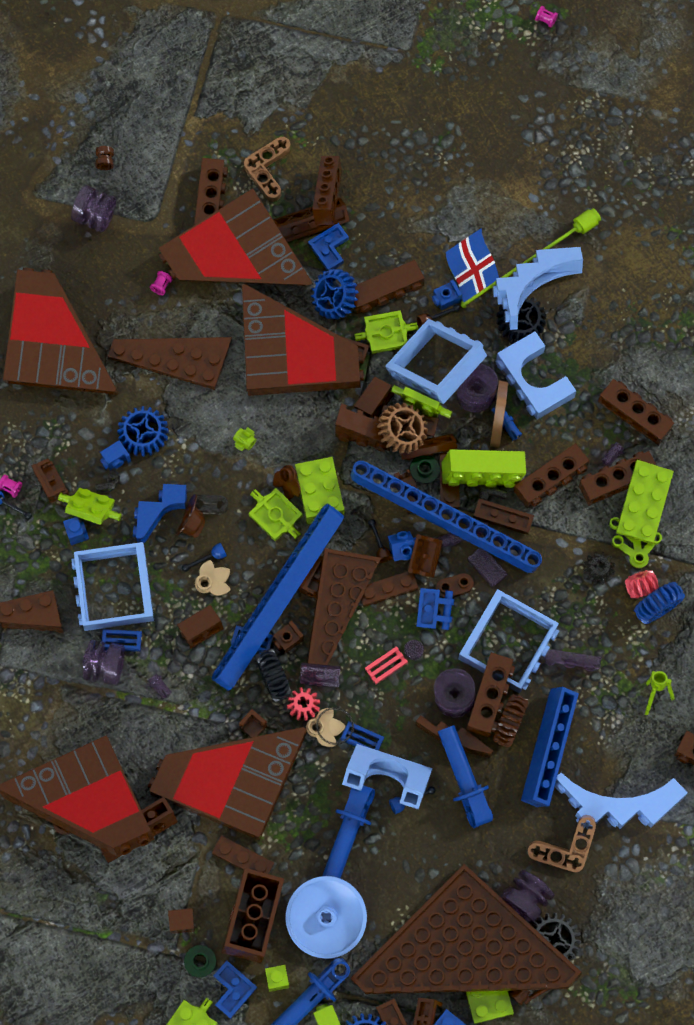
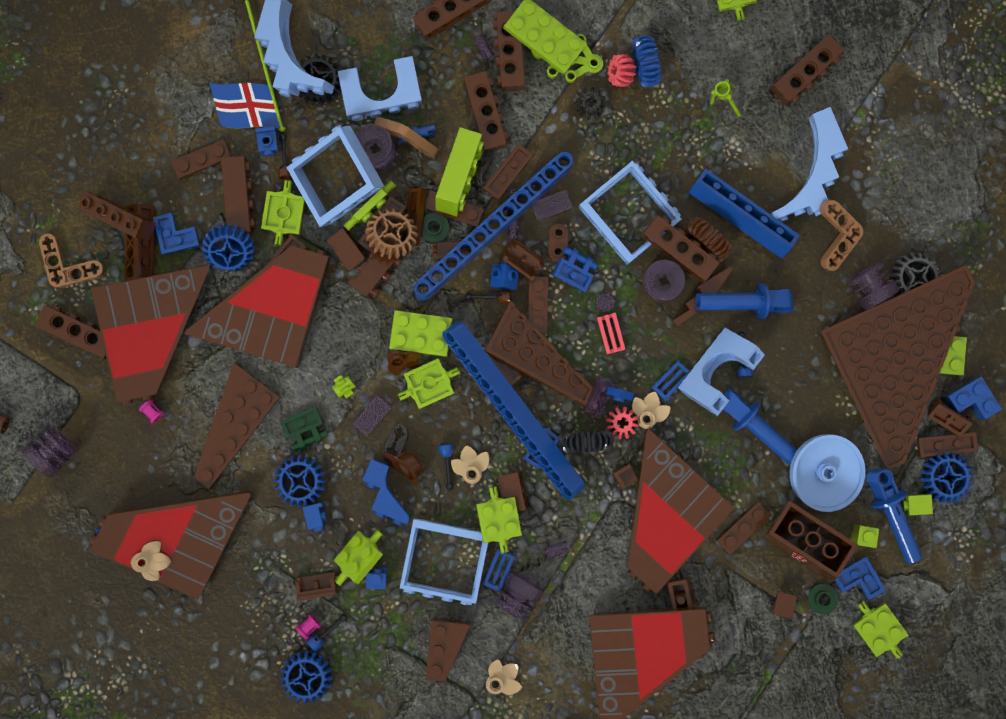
camera: 70 degrees left, 15 degrees up
(21, 682) = (505, 676): none -> tan plate
(26, 326) = (153, 561): none -> tan plate
(169, 618) = (498, 519): none -> lime plate
(197, 415) = (303, 422): none -> dark green plate
(226, 474) = (372, 416): none -> clear purple plate
(296, 638) = (550, 408): reddish brown brick -> none
(329, 691) = (619, 394): none -> blue plate
(335, 708) = (670, 401): clear smoke piece -> none
(407, 245) = (201, 159): none -> reddish brown plate
(572, 660) = (668, 162): clear purple plate -> none

